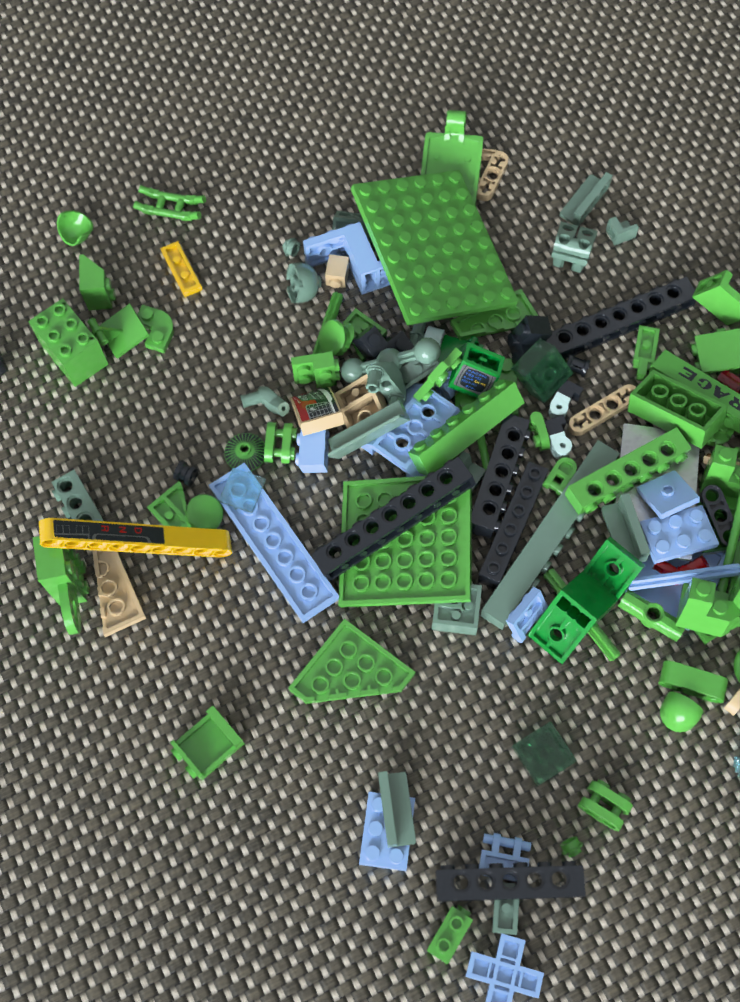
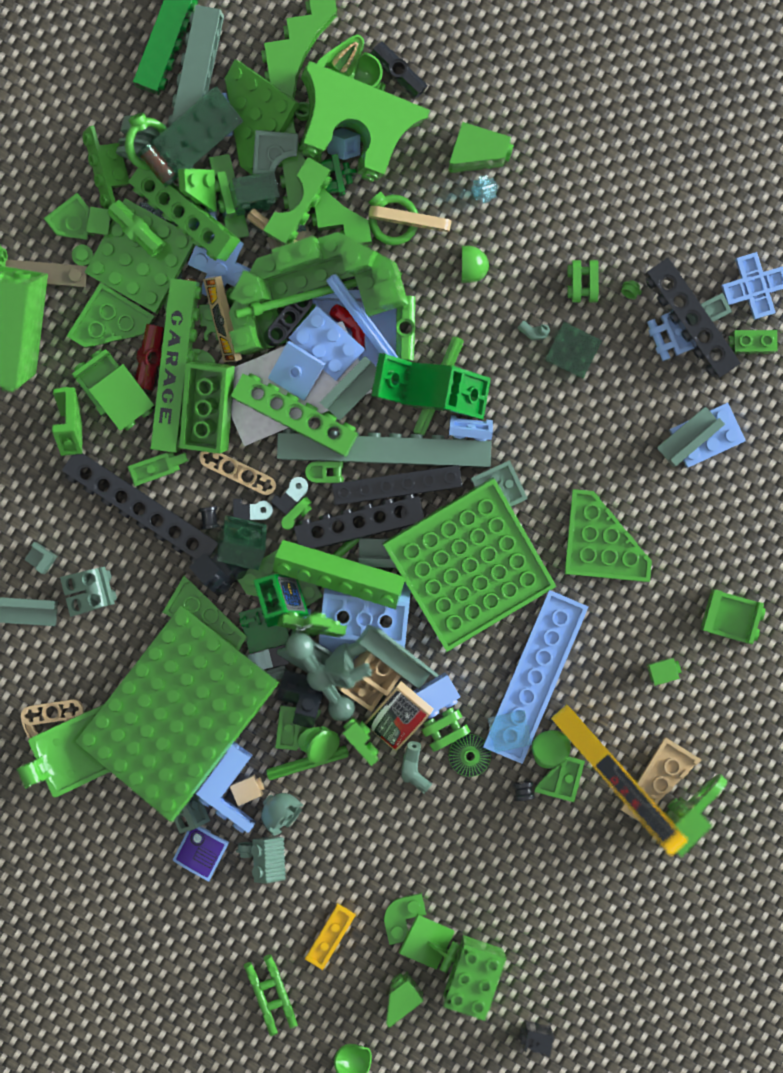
camera: 125 degrees left, 20 degrees up
(76, 495) = (605, 850): sand green brick -> none
(201, 649) = (664, 671): none -> bright green brick
(271, 254) = (268, 859): none -> sand green brick
(311, 215) = (200, 852): none -> dark purple slope
(389, 530) = (525, 622): black brick -> none
(581, 729) = (534, 333): none -> sand green arm
(693, 681) = (441, 266): bright green beam -> none

